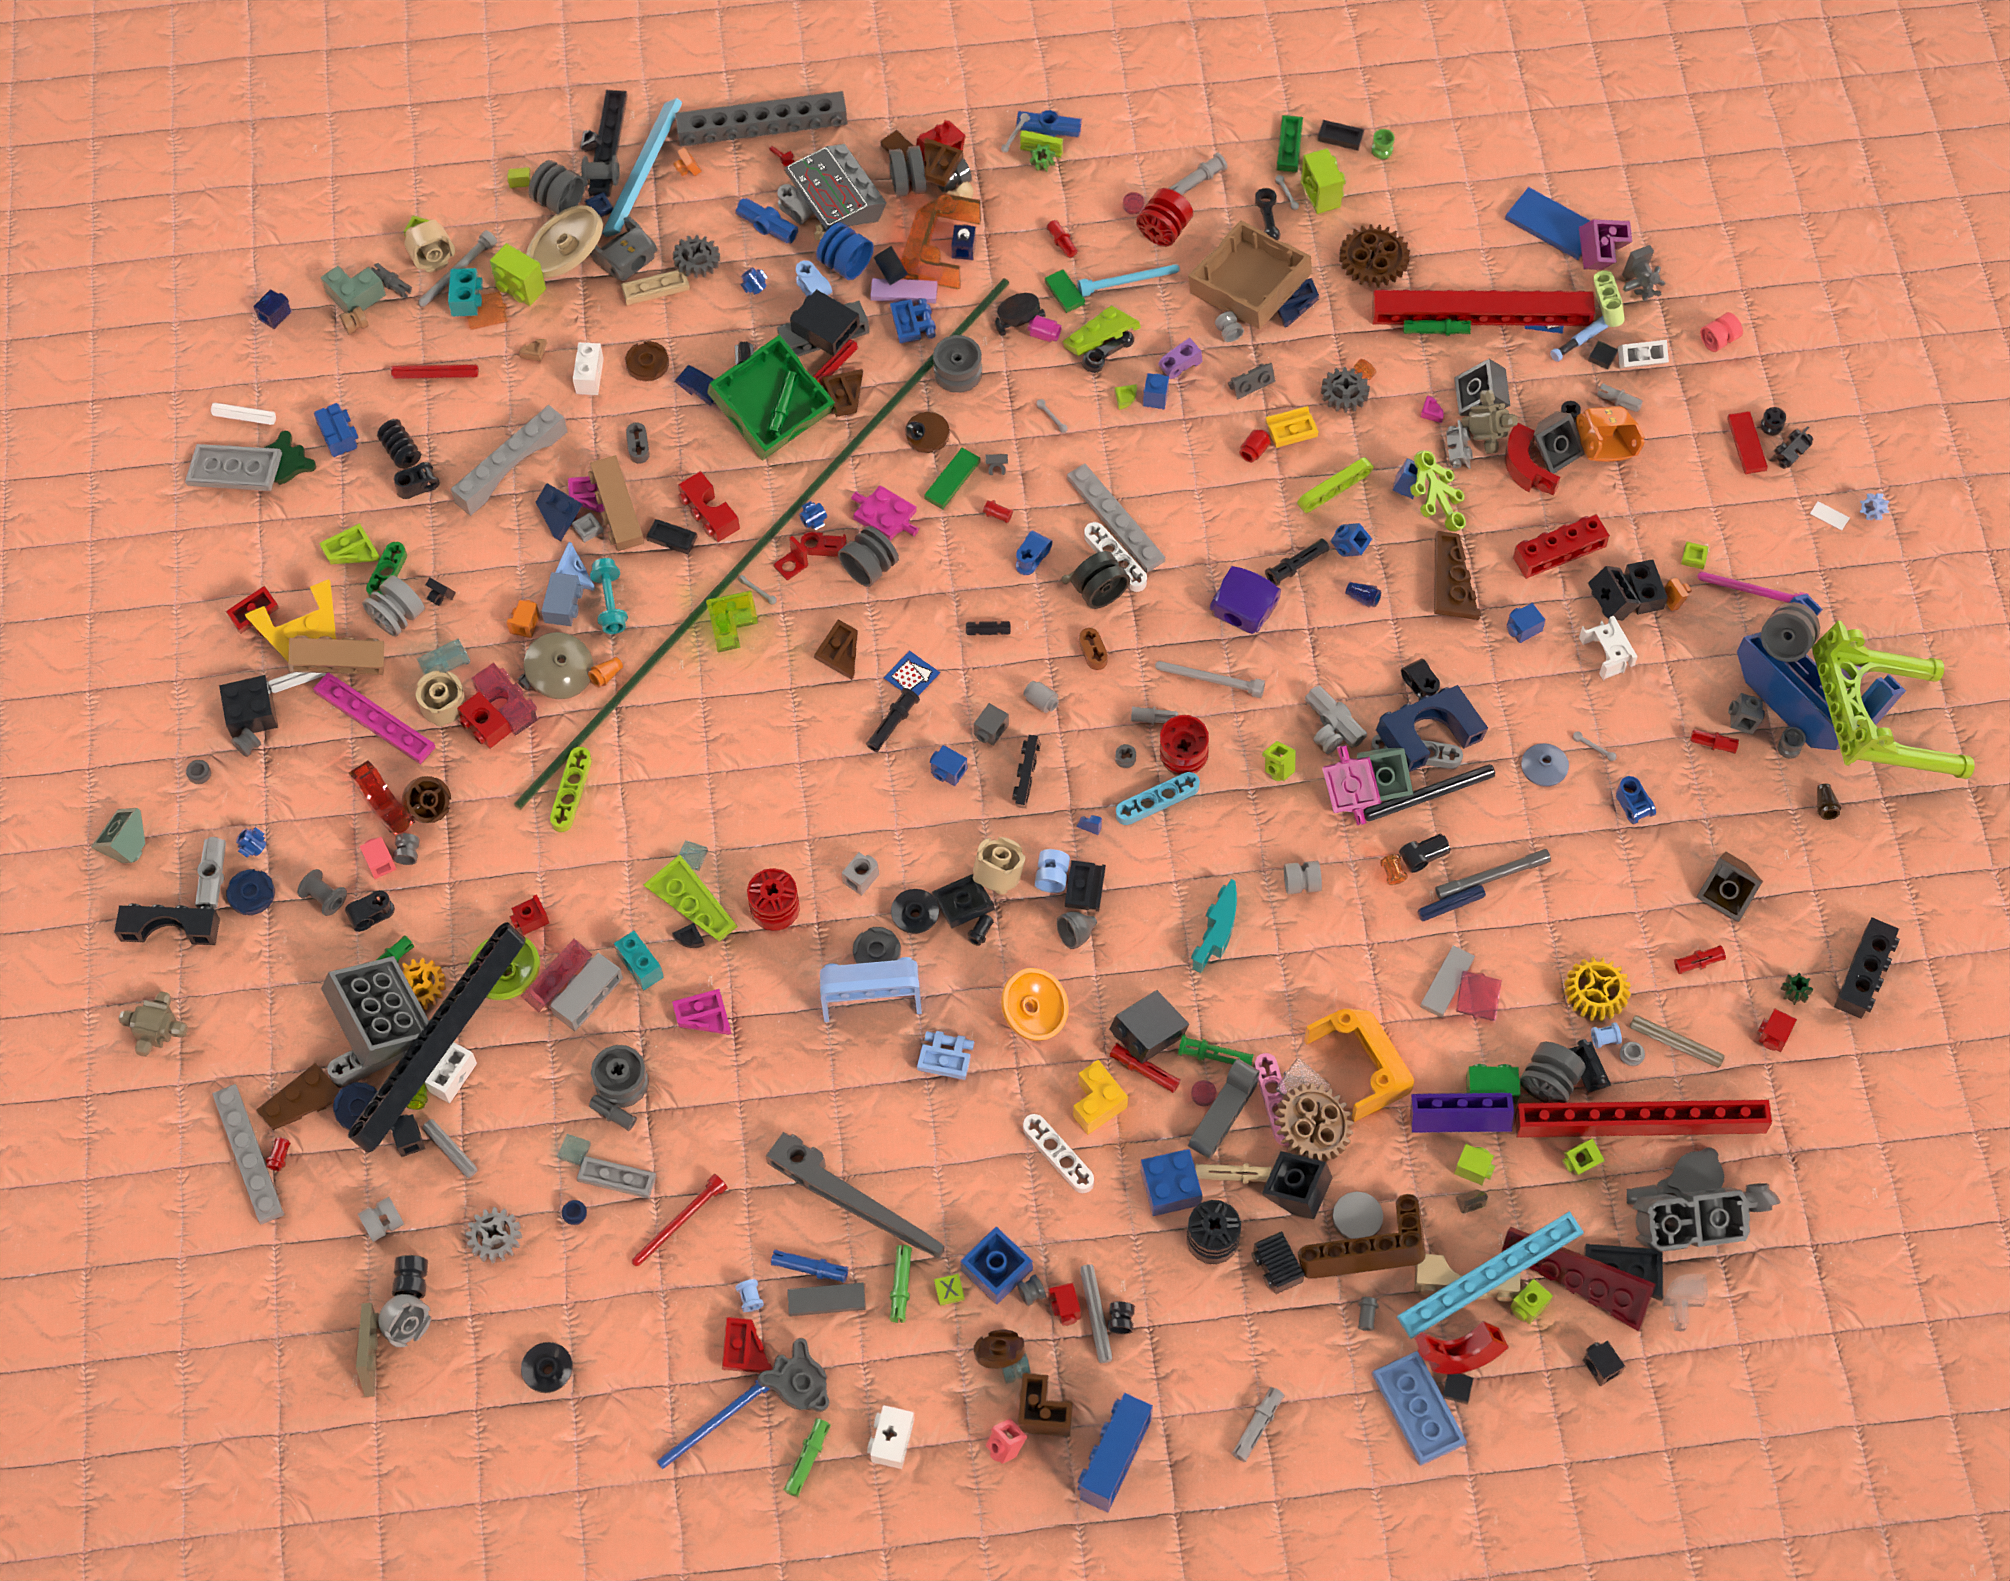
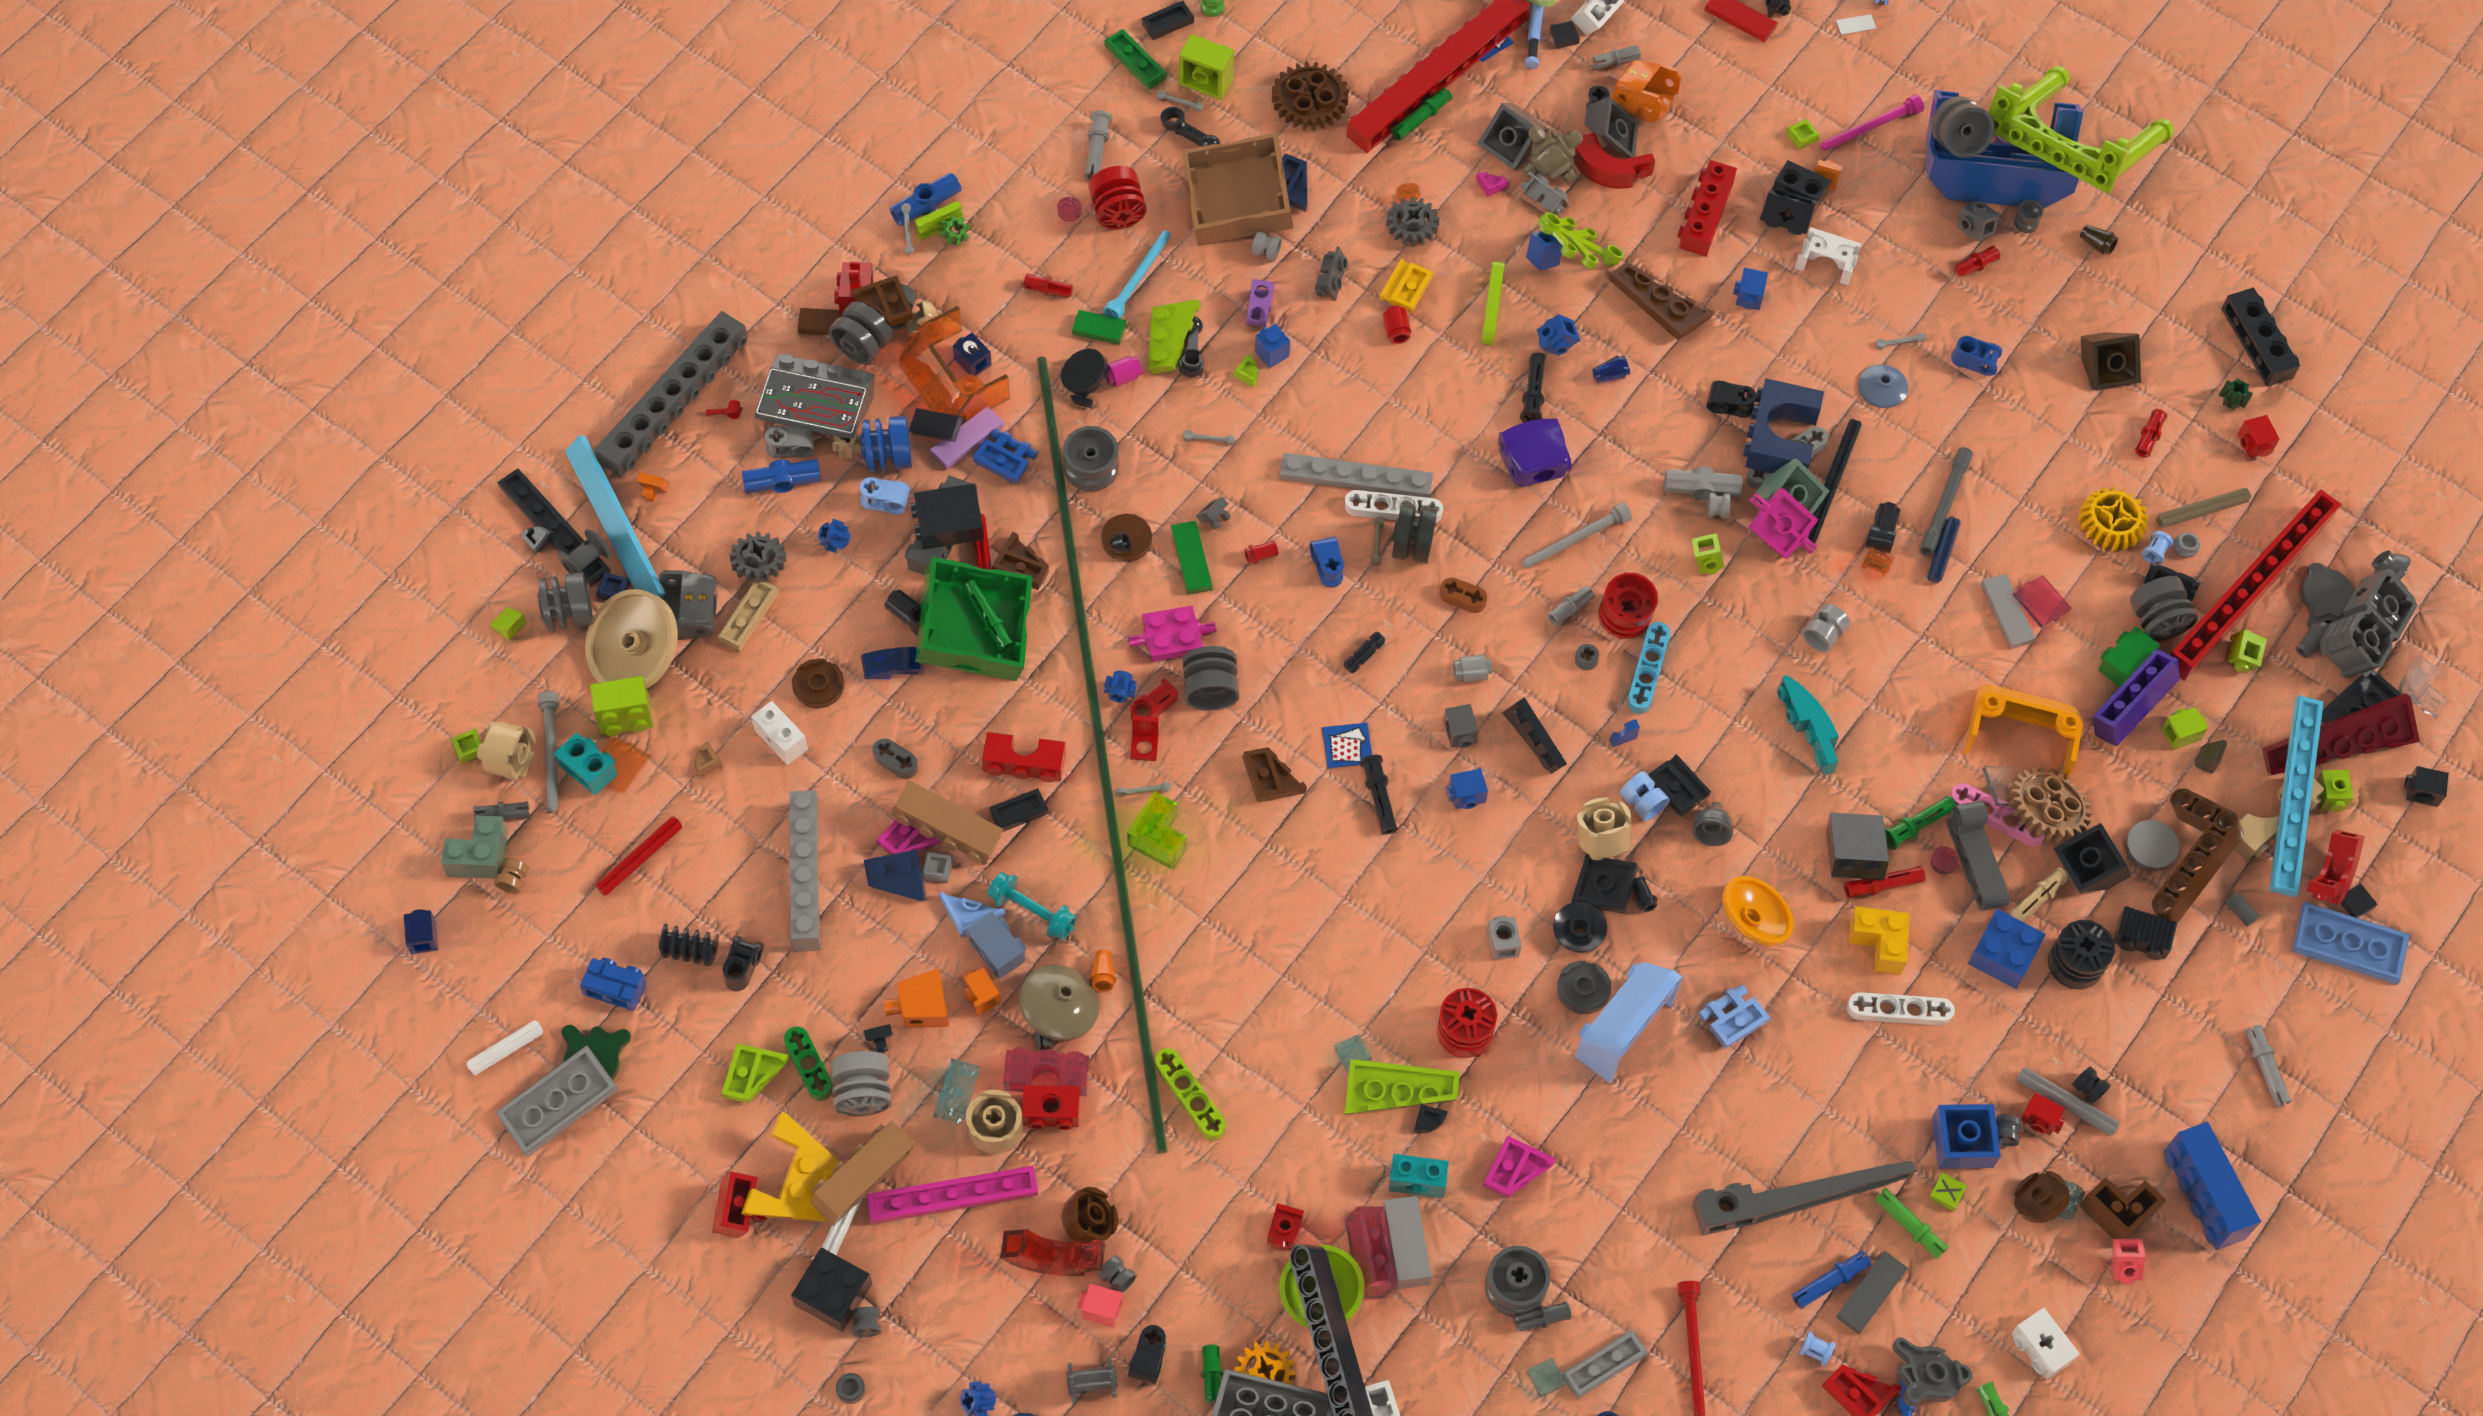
camera: 50 degrees left, 0 degrees up
(485, 593) = (920, 1001): none -> orange torso

